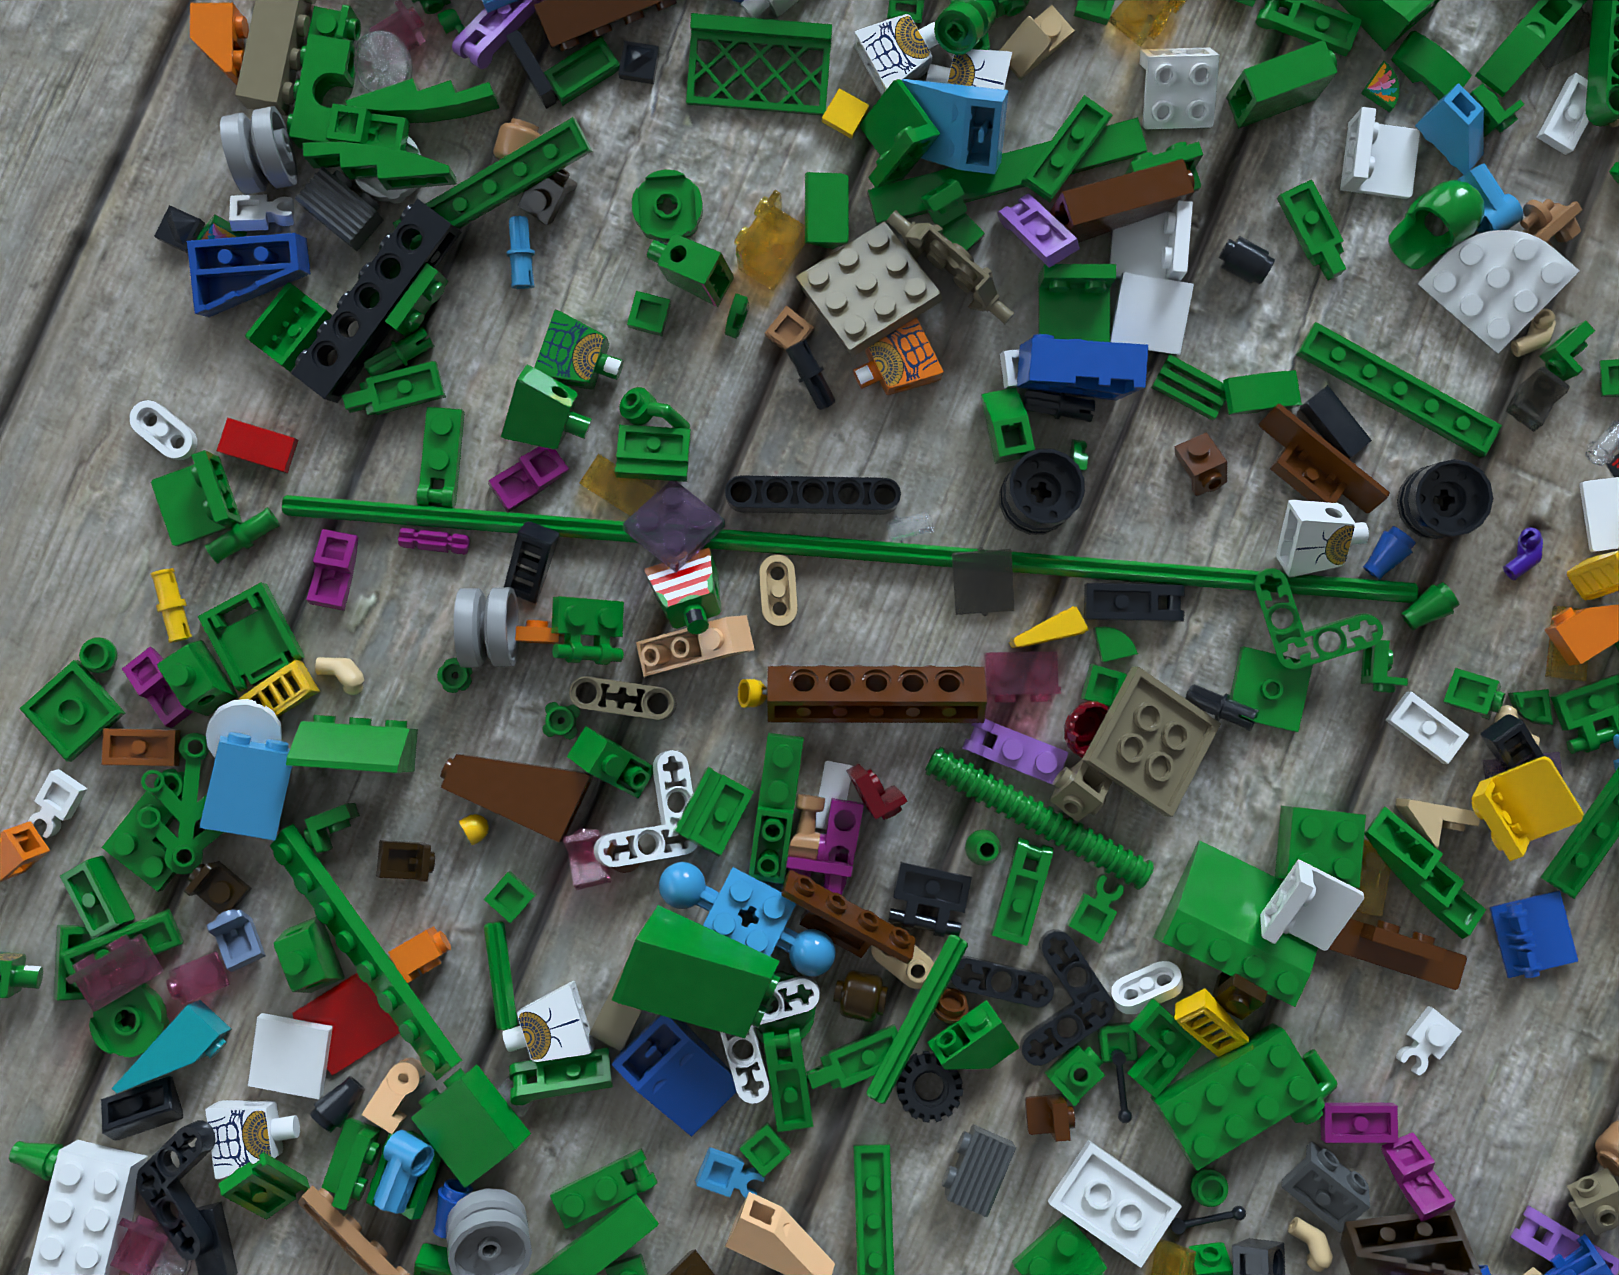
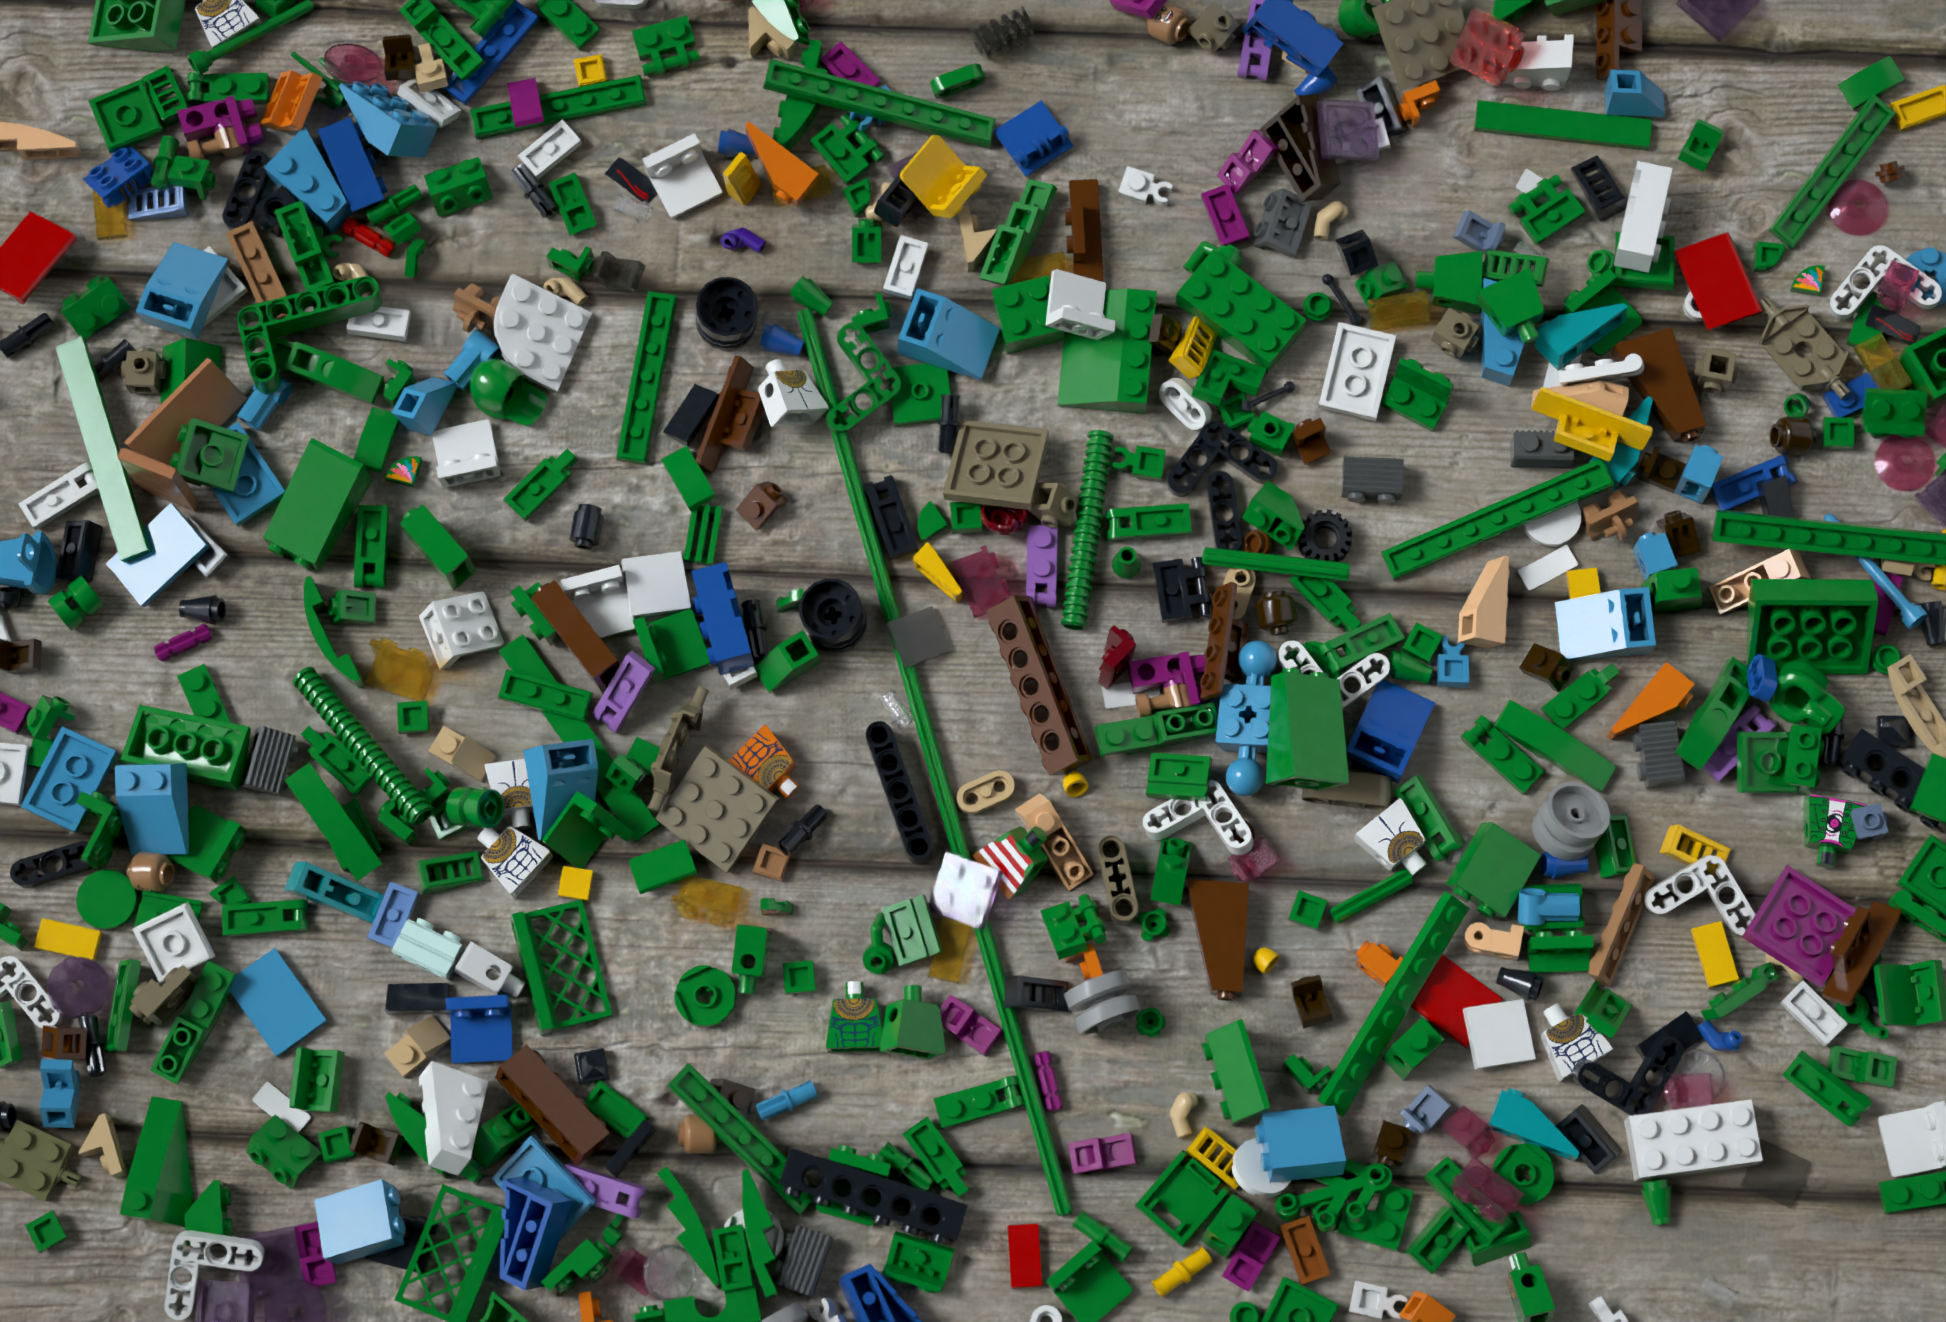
camera: 105 degrees left, 10 degrees down
(741, 1122) = (1408, 668): none -> green cone
(1328, 743) = (947, 335): none -> dark azure slope

